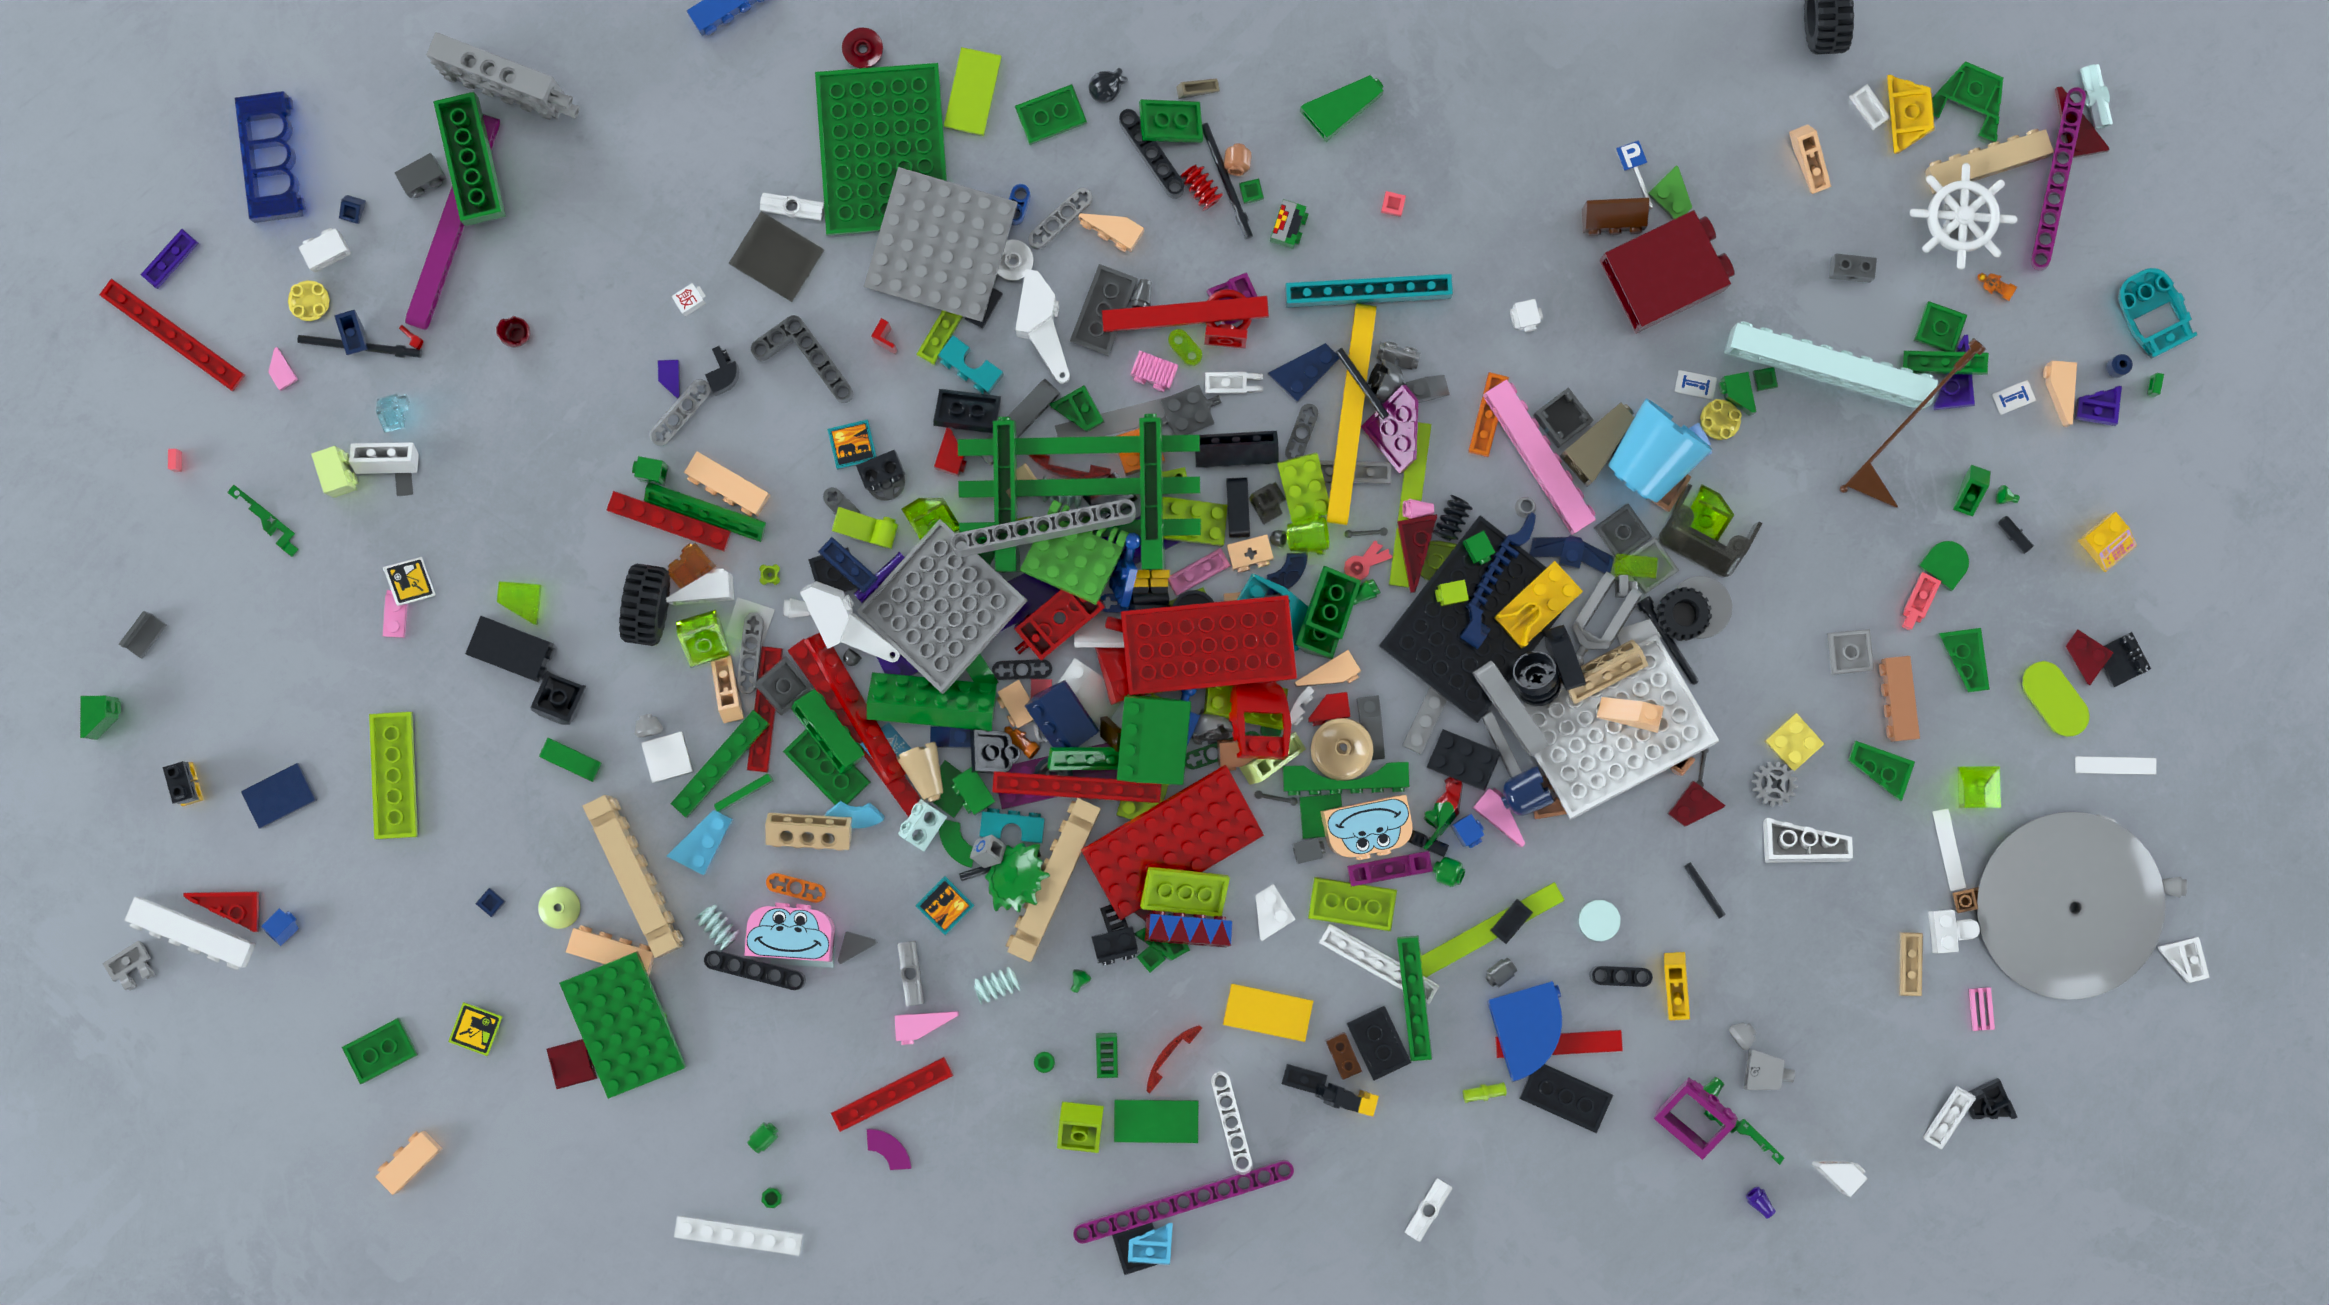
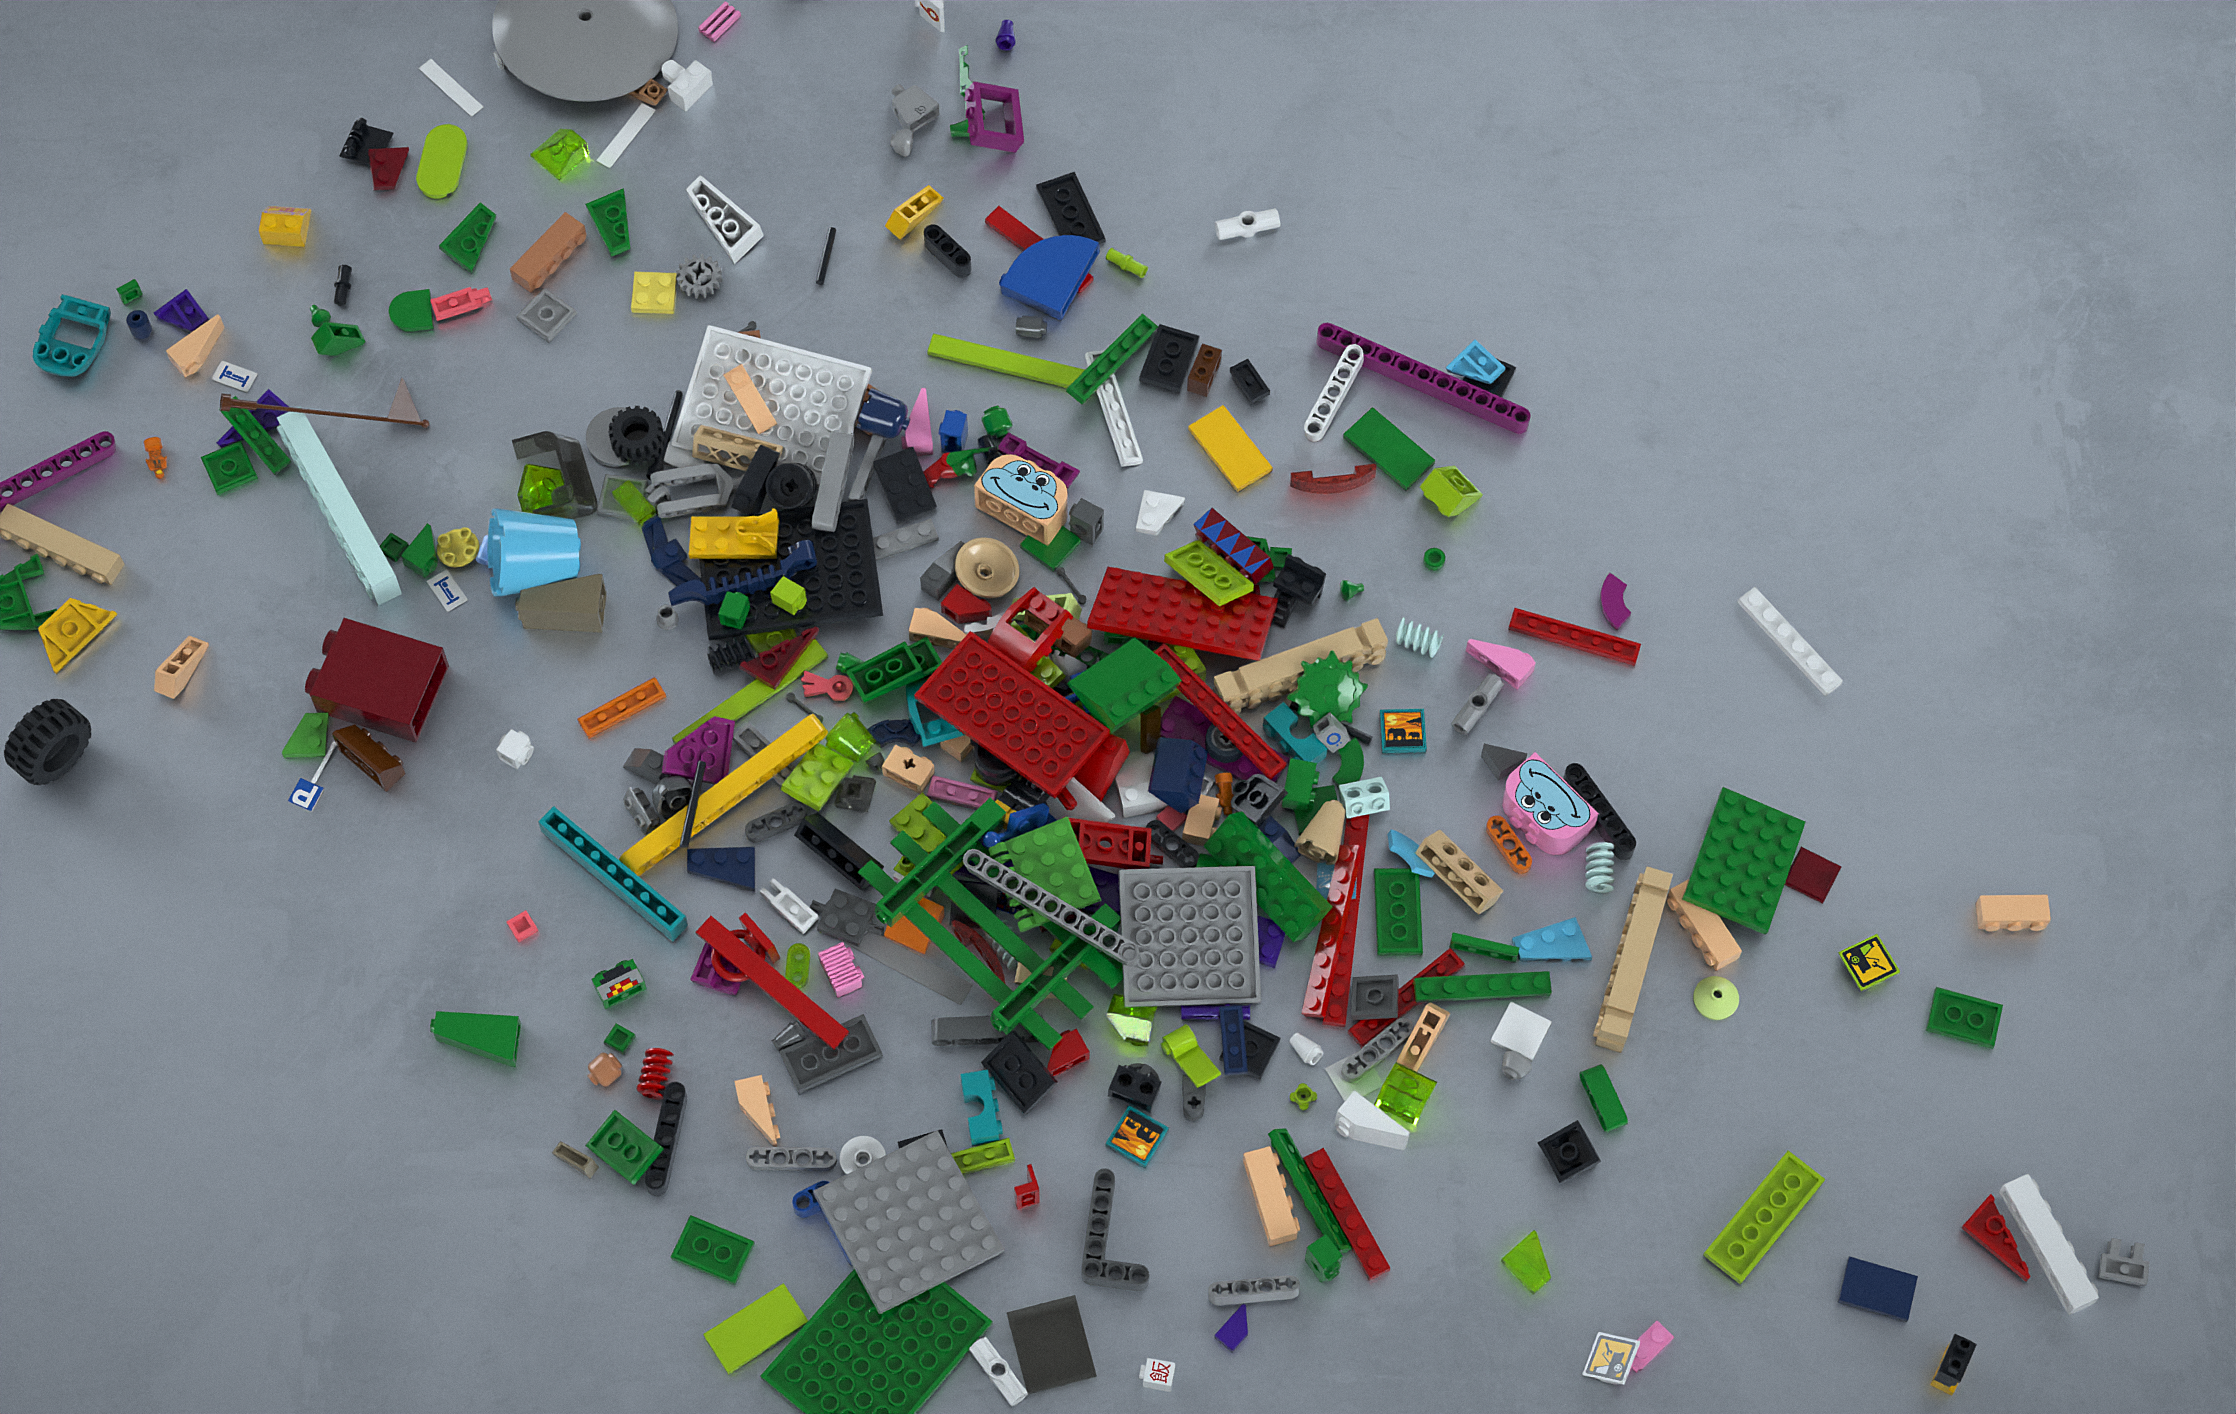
camera: 135 degrees left, 20 degrees down
(280, 926) = (1965, 1178): blue brick -> none
(490, 902) = (1770, 1049): dark blue tile -> none
(510, 649) = (1574, 1228): black brick -> none
(644, 604) = (1429, 1147): black tyre -> none
(691, 566) = (1362, 1155): clear orange brick -> none
(726, 376) = (1189, 1283): black brick -> none
(763, 1137) = (1706, 689): green brick -> none
(771, 1197) = (1738, 643): green tile -> none
(828, 731) = (1371, 930): green brick -> none
(838, 623) = (1282, 998): white slope -> none
(851, 658) = (1297, 973): dark grey hinge -> none
(1036, 323) = (893, 1089): white slope -> none
(1079, 409) = (928, 994): green wing -> none
(1083, 758) = (1190, 725): green plate -> none
(1106, 85) = (644, 1228): black piece -> none
(1106, 1037) = (1373, 533): green slope -> none
(1238, 507) = (882, 809): black beam -> none
(1241, 217) = (649, 1024): black bar -> none
(1340, 1097) = (1229, 330): black hips -> none
(1353, 905) = (1099, 473): lime tile -> none
(1391, 775) = (971, 524): green arch -> none
(1415, 509) = (750, 684): bright pink cone -> none
(1511, 921) = (987, 351): black tile -> none
(1539, 457) = (618, 639): bright pink brick -> none
(1563, 417) = (570, 650): dark grey container -> none
(1599, 920) = (922, 300): light aqua tile -> none
(1623, 531) = (615, 537): dark grey tile -> none
(1694, 805) = (771, 314): dark red wing -> none
(1852, 268) = (242, 560): dark grey brick -> none
(1870, 107) = (94, 664): white tile -> none
(1911, 964) = (735, 89): tan tile -> none
(1961, 216) = (129, 521): white piece -> none

